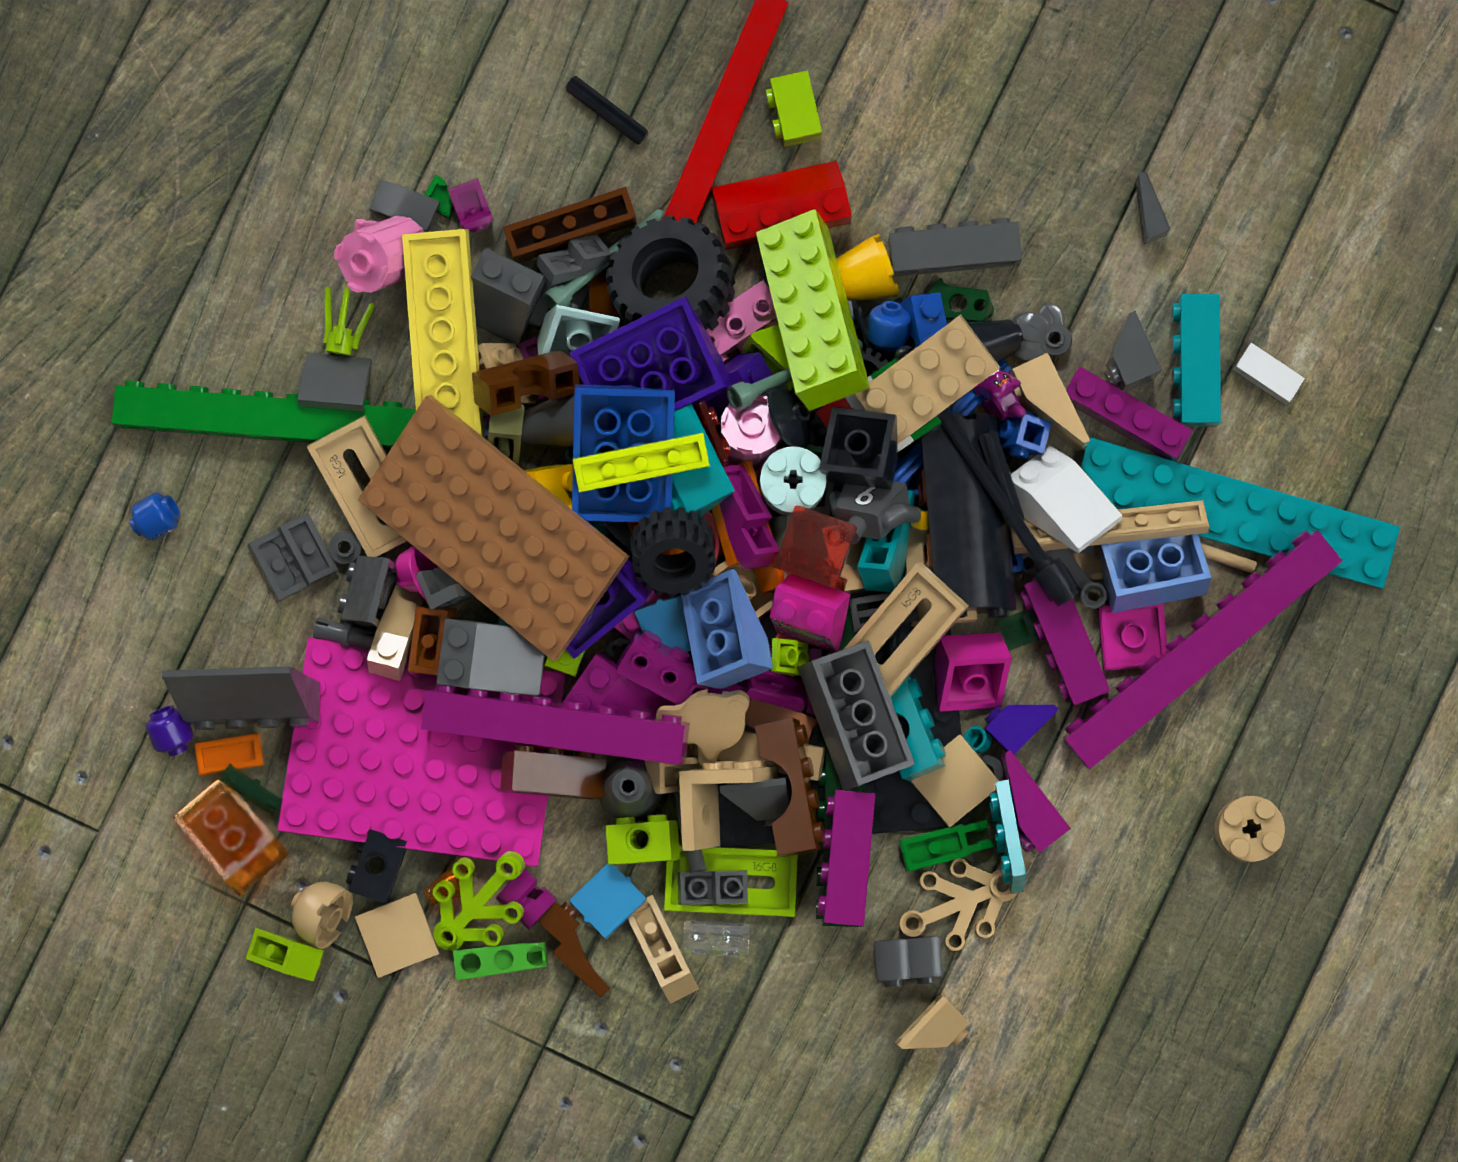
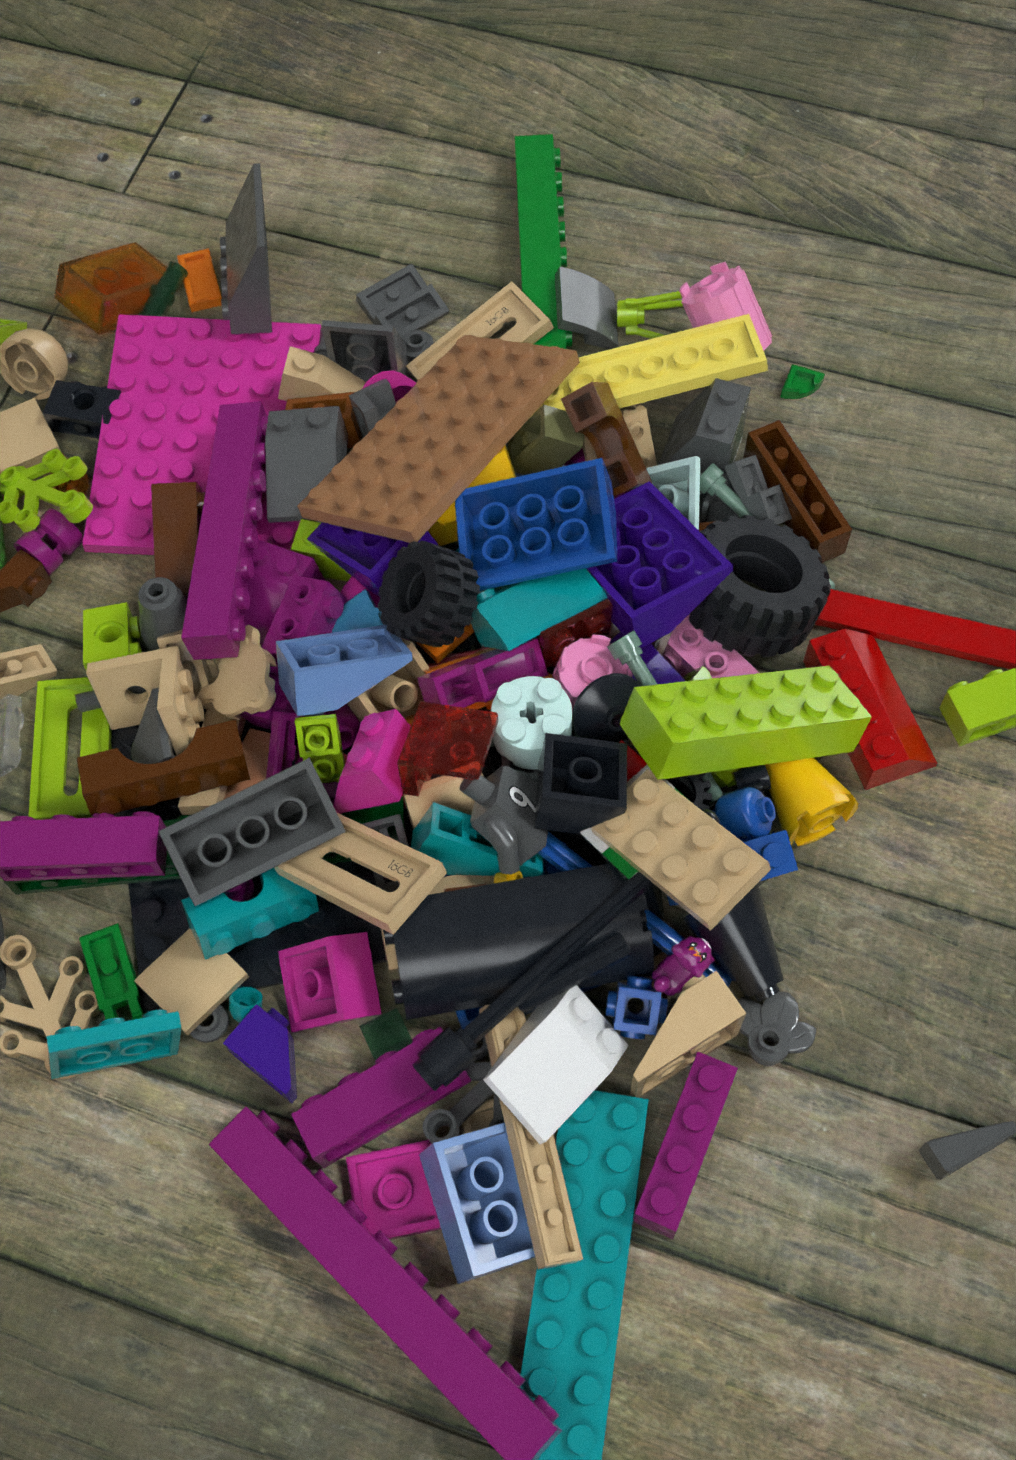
camera: 90 degrees right, 20 degrees down
(155, 516) = (429, 187): blue head -> none
(169, 731) = (212, 222): dark purple head -> none
(397, 200) = (784, 352): dark grey slope -> none
(471, 205) = (798, 405): magenta bracket -> none
(606, 110) = (934, 521): black axle -> none
(608, 900) = (48, 626): dark azure piece -> none
(641, 462) = (527, 541): neon yellow tile -> none
(712, 887) = (62, 726): dark grey slope -> none
(955, 248) = (861, 906): dark grey brick -> none
(974, 298) = (790, 941): dark green piece -> none
(1035, 815) = (154, 1072): magenta slope -> none
(1132, 357) = (762, 1135): dark grey slope -> none
(1197, 360) = (777, 1233): teal brick -> none
(1229, 558) = (513, 1308): tan bar -> none
(1266, 838) = (114, 1368): tan brick -> none
(1269, 374) = (776, 1344): white slope -> none

